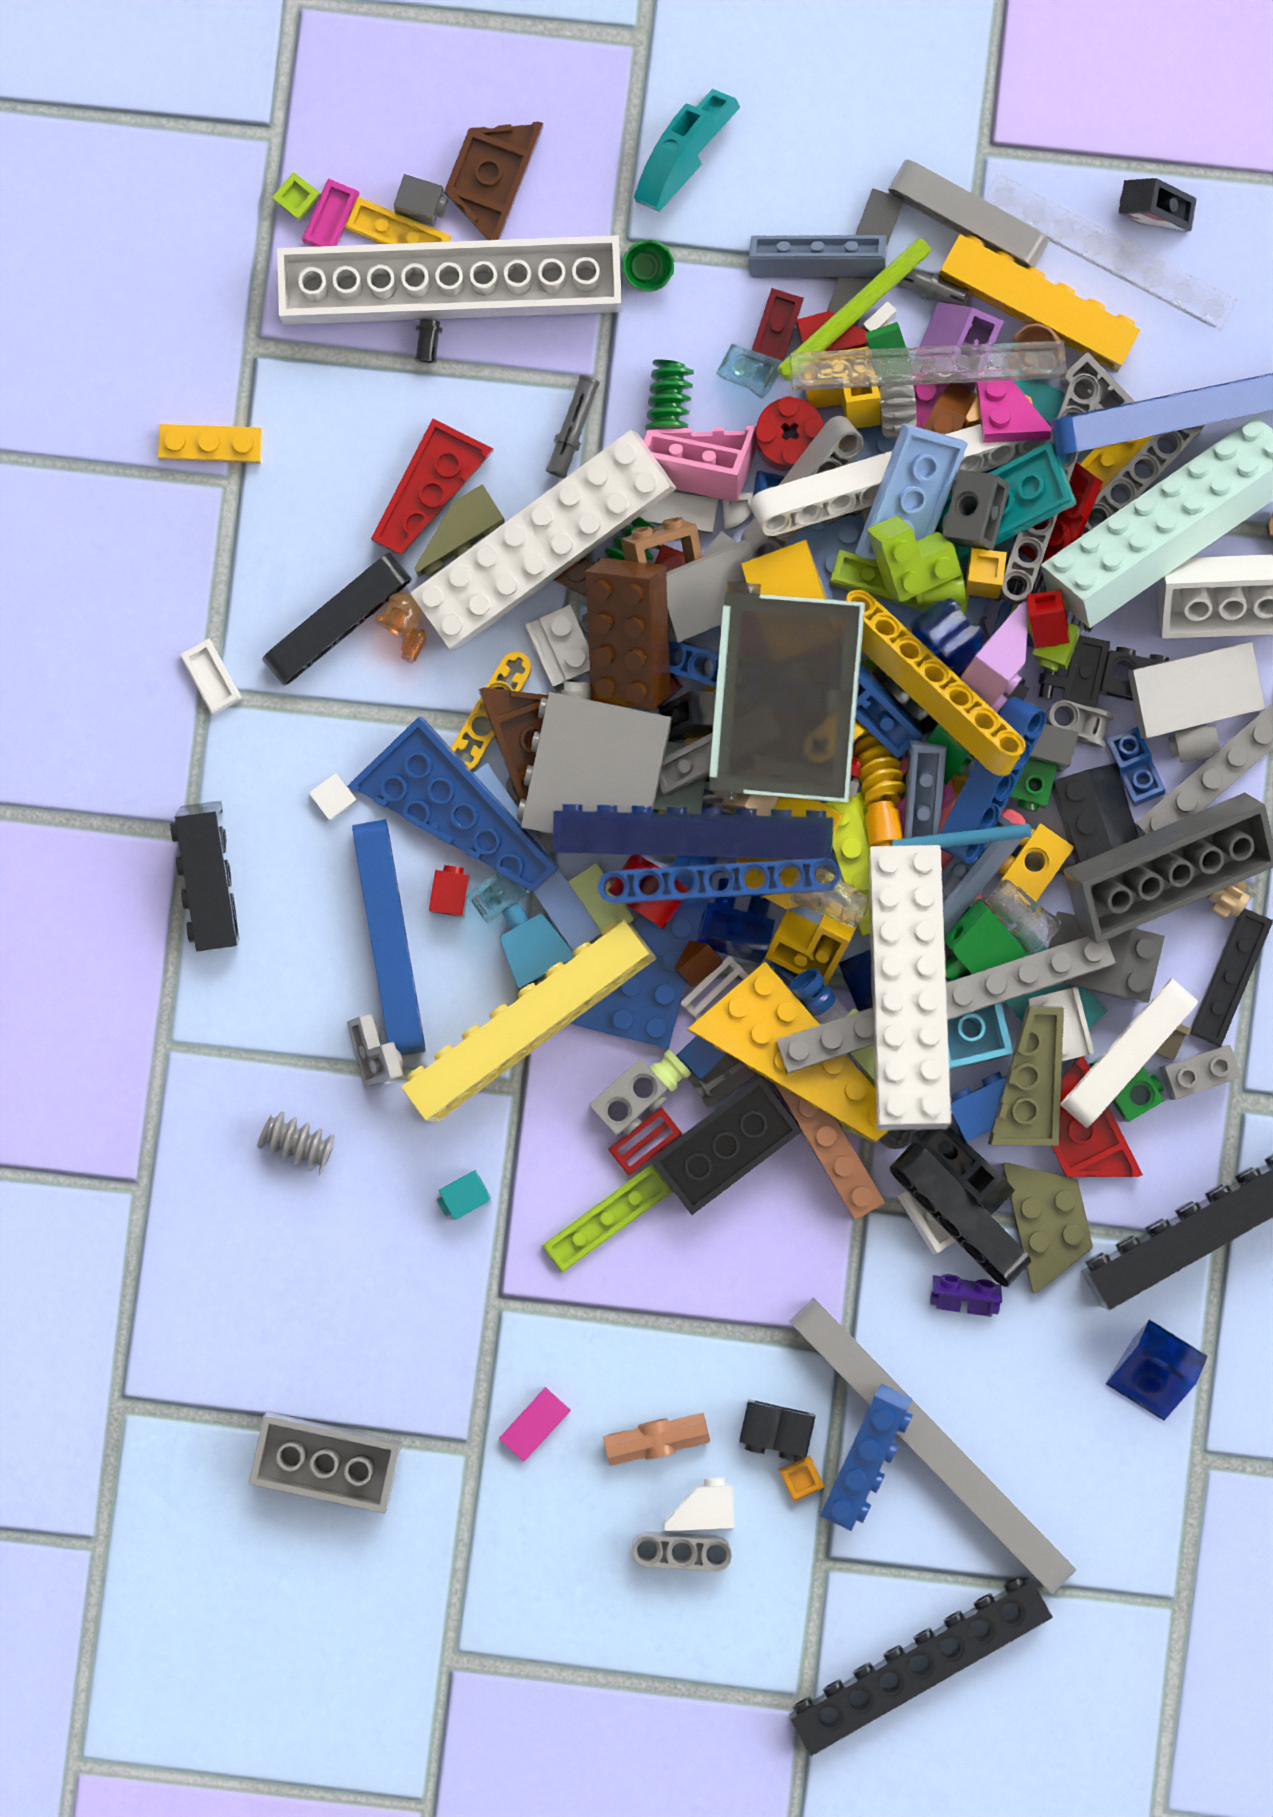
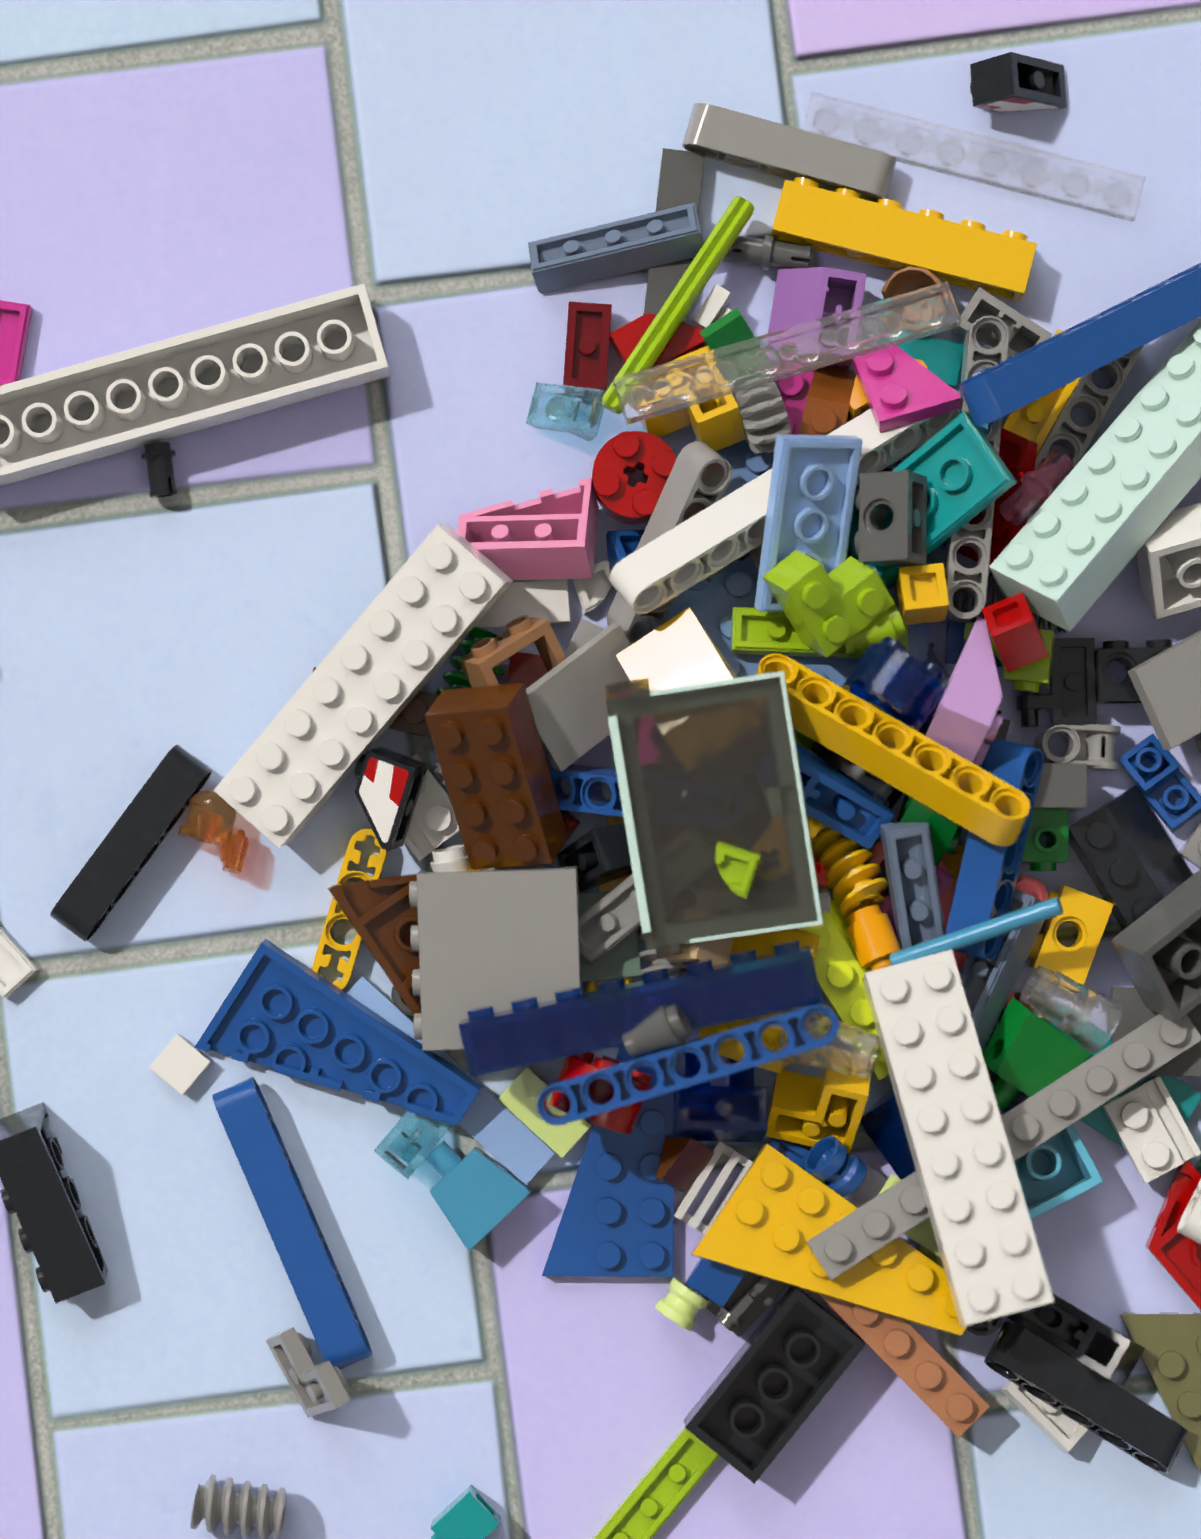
camera: 20 degrees left, 0 degrees up
(388, 226) = (79, 340): yellow tile -> none
(420, 200) = (108, 298): dark grey brick -> none
(433, 477) = (207, 638): red wing -> none
(449, 891) = (353, 1148): red brick -> none
(464, 524) = (260, 686): olive slope -> none
(491, 174) = (188, 244): reddish brown wing -> none
(528, 1021) = (486, 1298): light yellow brick -> none
(542, 628) = (388, 793): none -> slope
(561, 461) = (361, 582): dark grey pin -> none
(621, 1159) = (693, 1368): red tile -> none
(623, 1091) = (629, 1345): light grey brick -> none
(648, 265) = (409, 311): green hair -> none
(668, 395) = (474, 465): green piece -> none
(678, 148) = (411, 161): teal slope -> none
(704, 850) = (659, 1031): none -> dark grey cone
(792, 743) = (736, 867): none -> lime tile
(950, 1291) = (1096, 1490): dark purple hinge -> none
(976, 1110) = (1079, 1255): blue slope -> none
(1032, 1089) = (1137, 1217): olive wing -> none
(1092, 514) = (1036, 487): none -> clear pink pin

